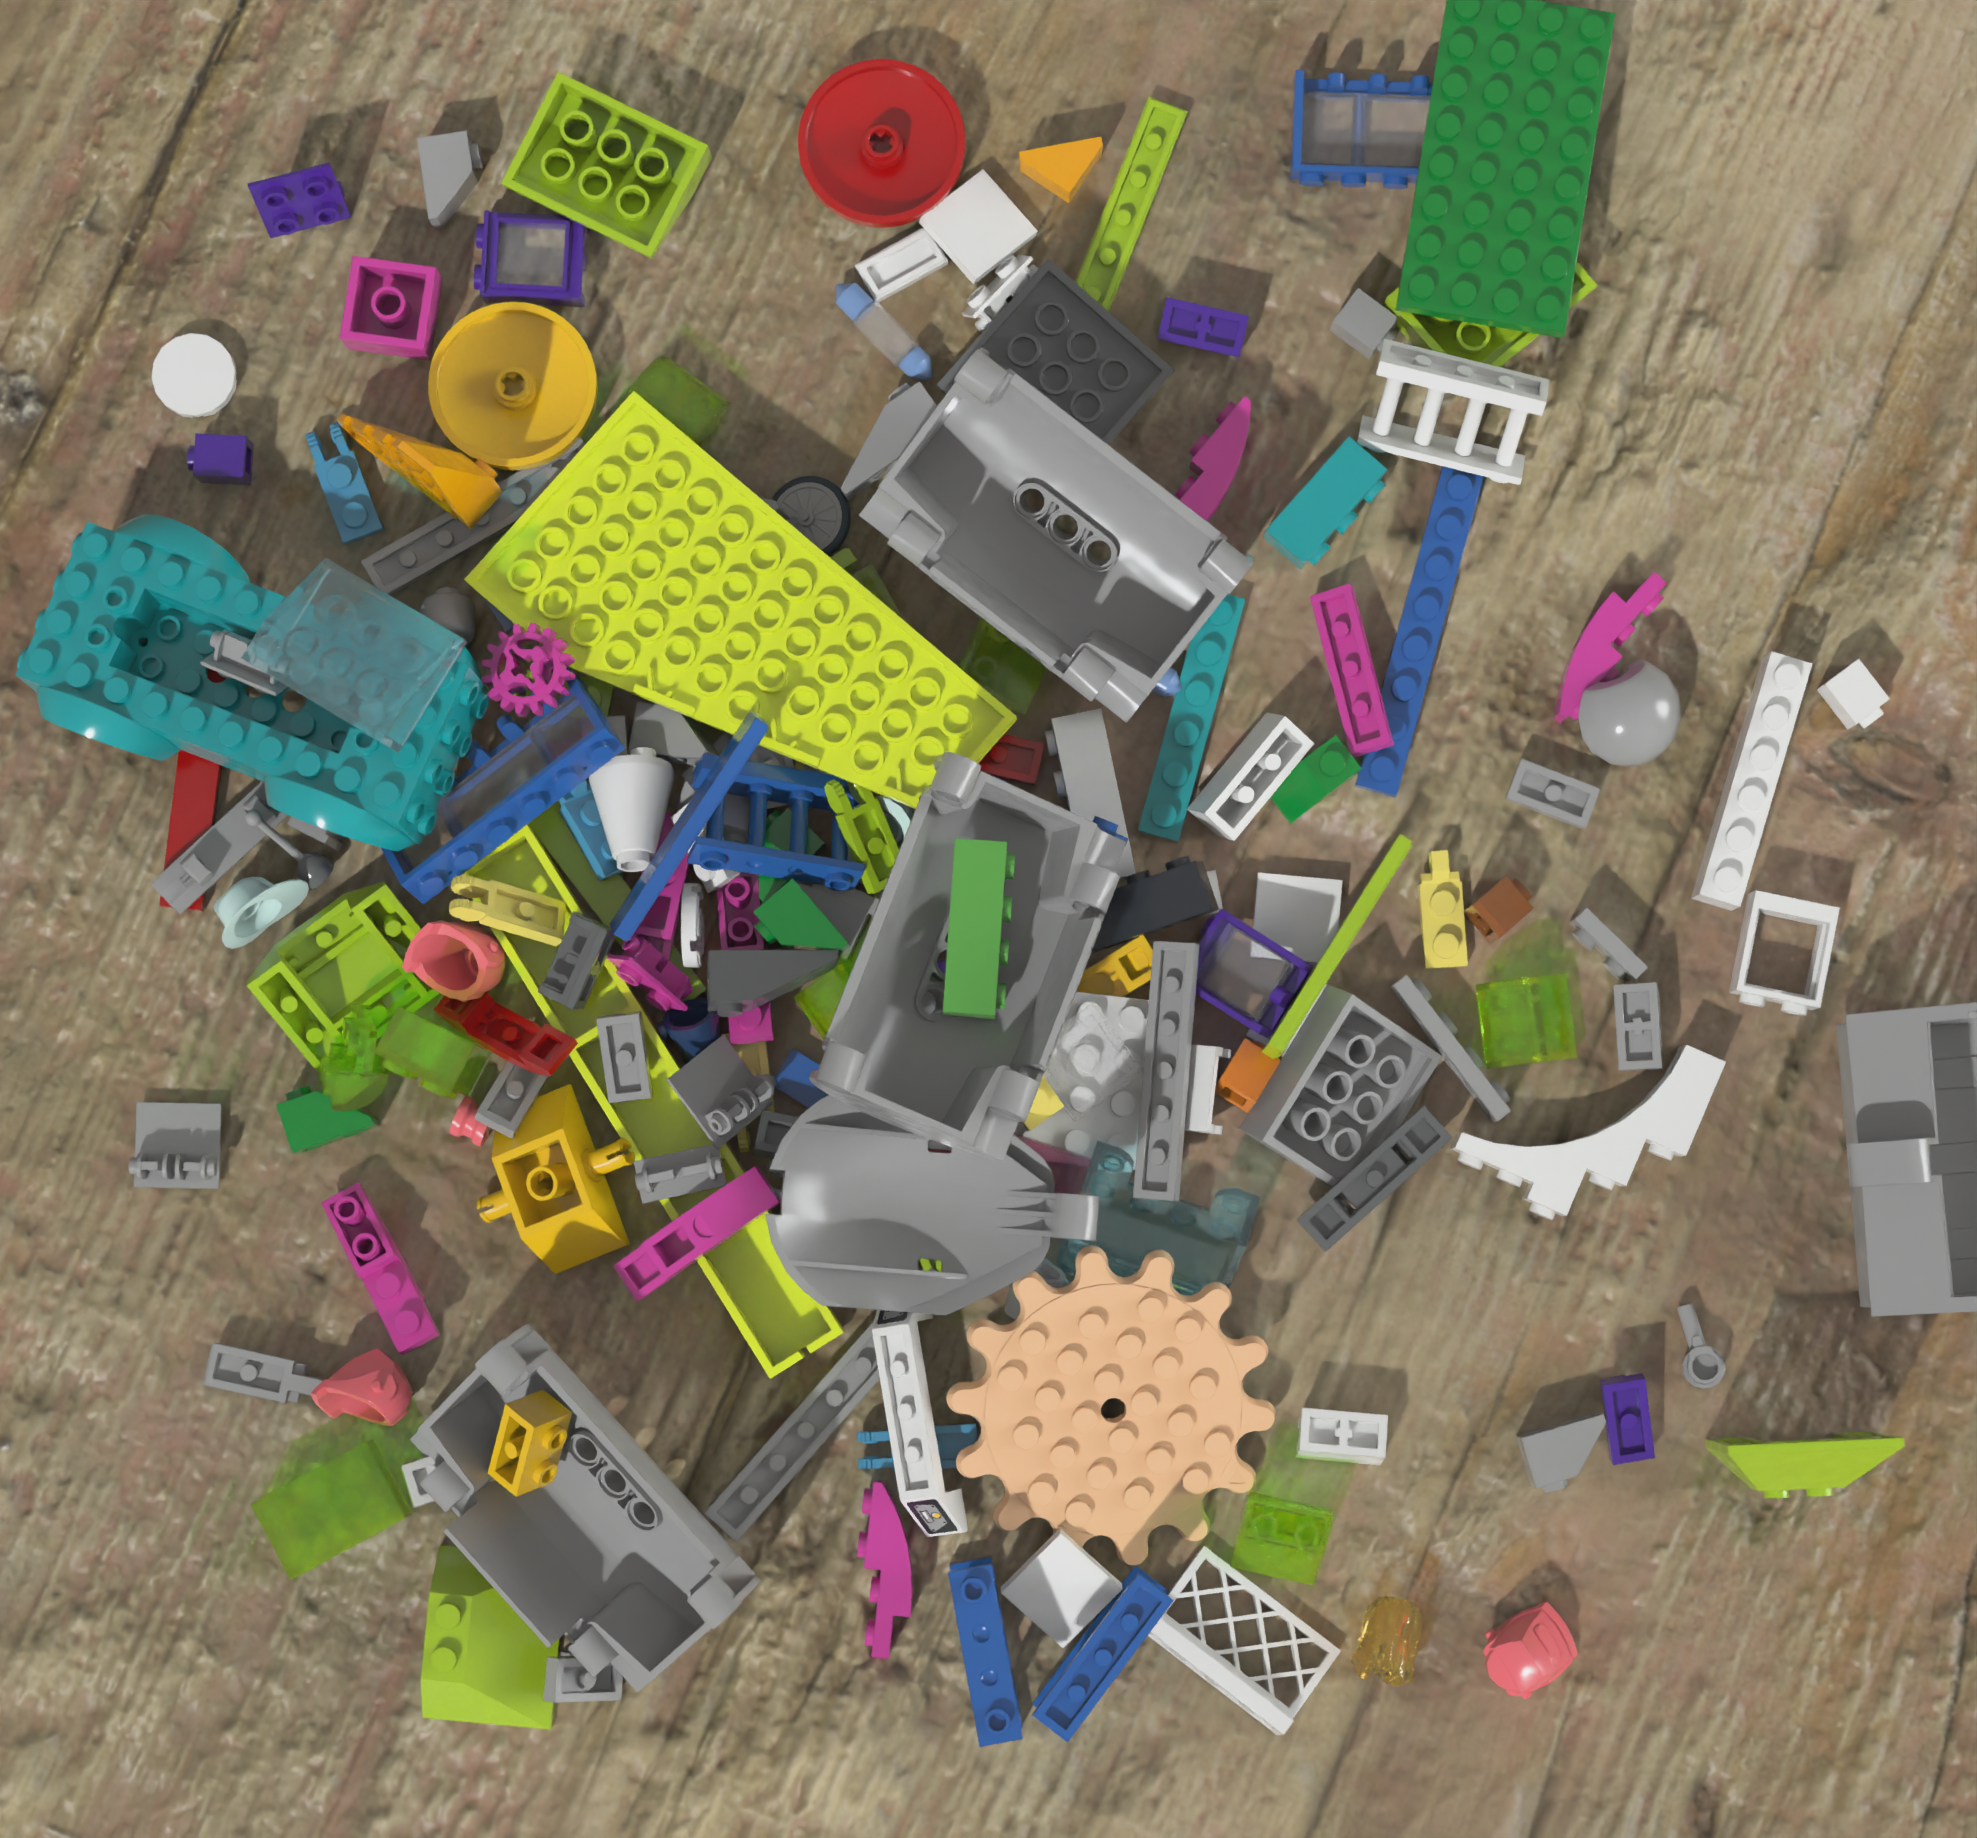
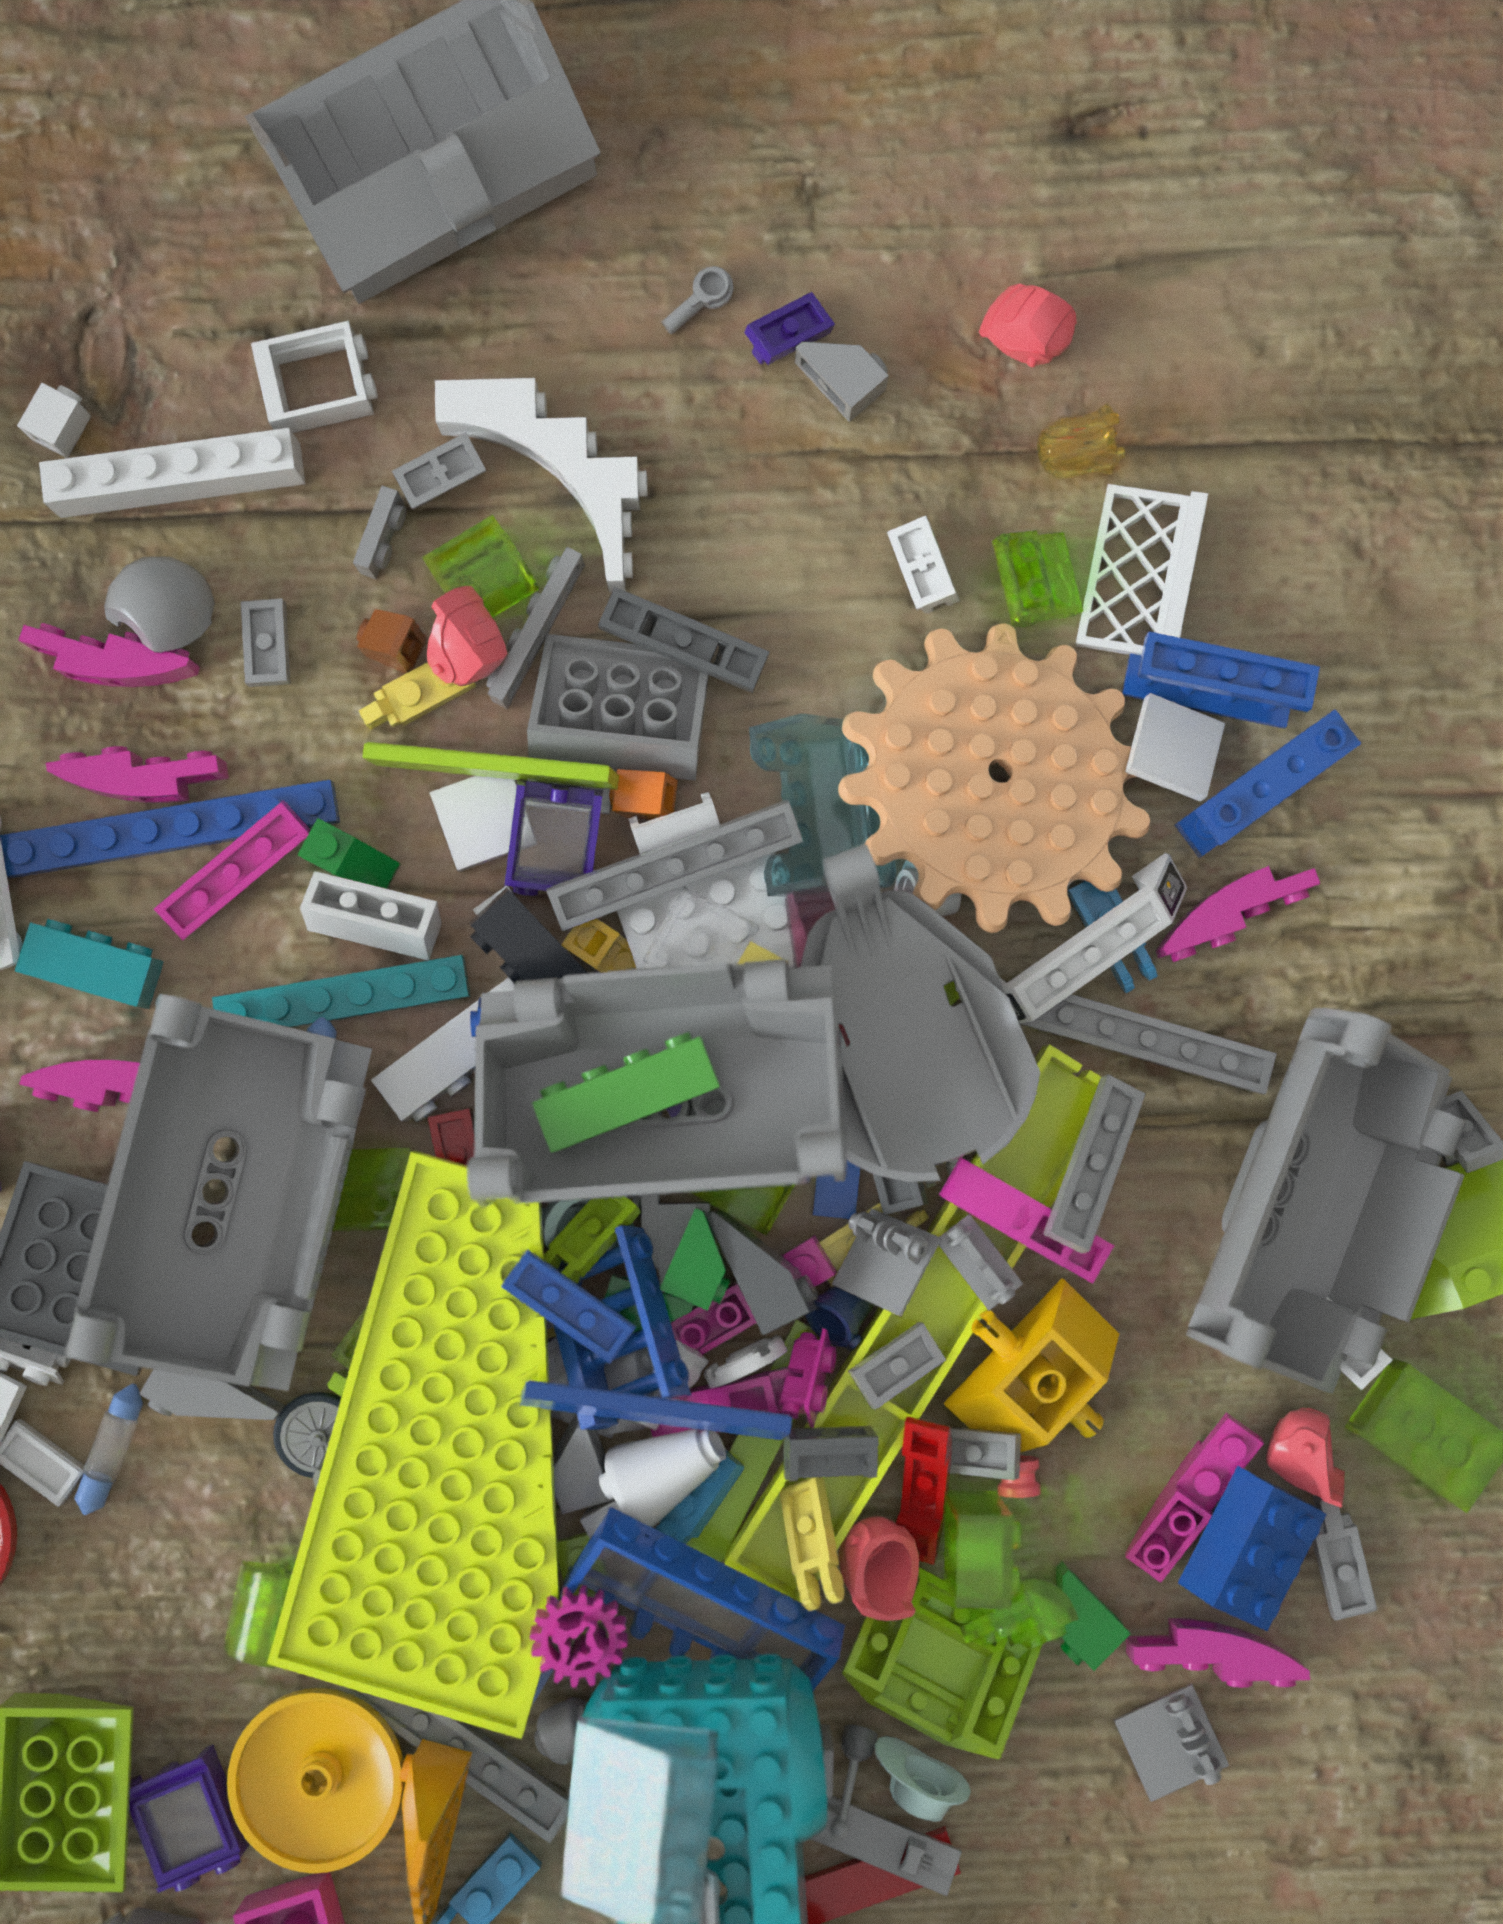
camera: 120 degrees left, 0 degrees up
(227, 1240) = (1234, 1653): none -> dark pink slope
(312, 1297) = (1252, 1549): none -> blue brick
(529, 1443) = (1291, 1282): yellow brick -> none
(718, 1316) = (1094, 1164): none -> light grey plate
(815, 792) = (568, 1306): none -> blue tile
(1462, 977) = (464, 638): none -> coral helmet
(1485, 609) = (124, 777): none -> dark pink slope
(1804, 1464) = (733, 125): lime slope -> none

